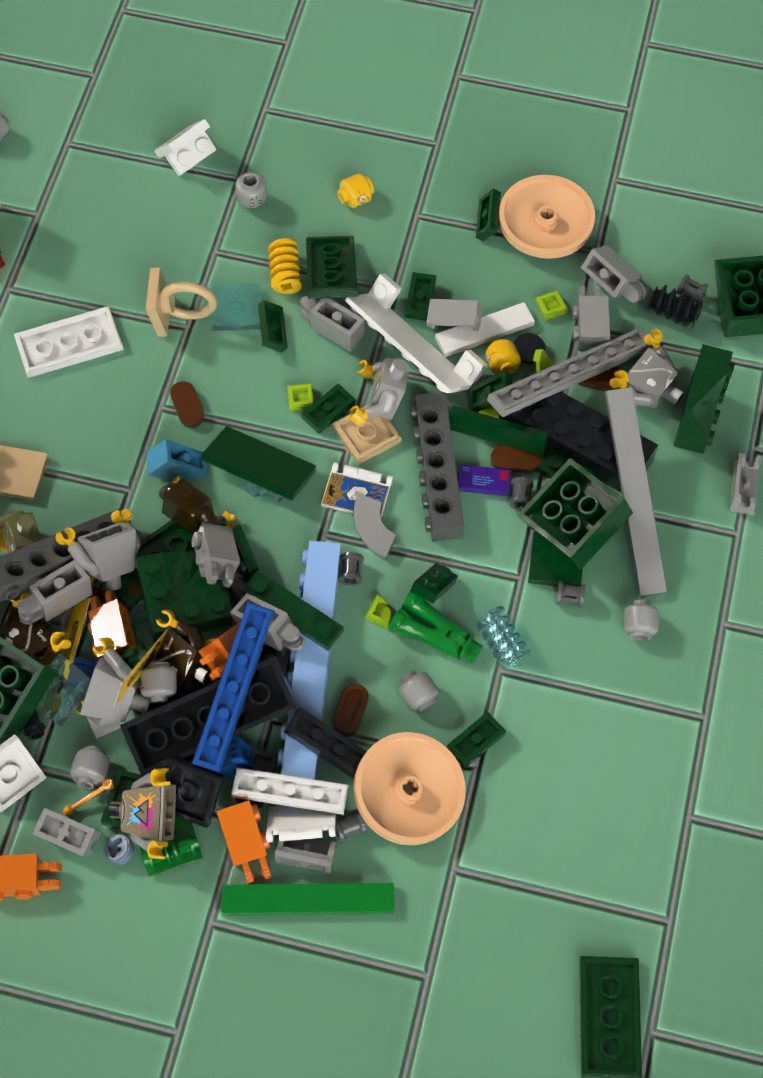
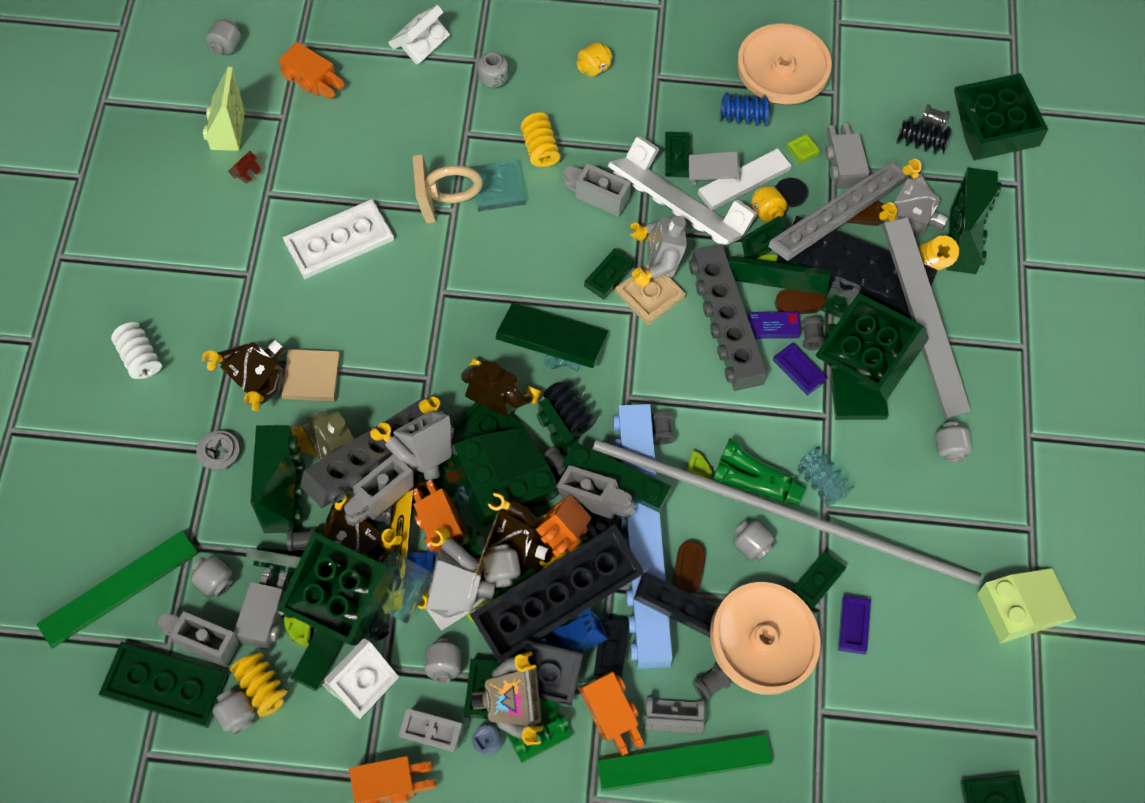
camera: 10 degrees left, 0 degrees up
(70, 171) = (309, 71): none -> orange hinge
(107, 785) = (463, 676): light orange hinge -> none
(175, 459) = (468, 341): dark azure slope -> none
(187, 404) = (468, 286): reddish brown tile -> none
(216, 553) = (531, 430): light grey hinge -> none
(233, 687) = (580, 561): blue tile -> none
(261, 537) = (569, 407): none -> black piece
(272, 326) = (539, 200): dark green plate -> none
(290, 791) = (650, 657): white tile -> none
(298, 823) = (665, 685): white piece -> none
(300, 396) = (578, 266): lime tile -> none
(331, 267) = (586, 135): dark green tile -> none
(345, 486) = (652, 352): piece -> none
(371, 528) = (673, 384): light grey tile -> none
(434, 582) = (748, 431): dark green plate -> none
(458, 669) = (787, 512): none -> light grey piece
(488, 215) = (727, 68): dark green plate -> none
(498, 258) = (745, 108): none -> blue piece
(502, 527) = (799, 369): none -> dark purple tile
(504, 788) = (854, 624): none -> dark purple tile
(542, 360) = (808, 203): lime tile -> none
(570, 594) = (880, 425): dark grey bush -> none
(615, 274) = (860, 112): light grey hinge -> none
(664, 418) = (939, 252): none -> yellow piece
(682, 791) = (1025, 604): none -> yellowish green slope
(744, 485) = (1022, 299): light grey hinge -> none

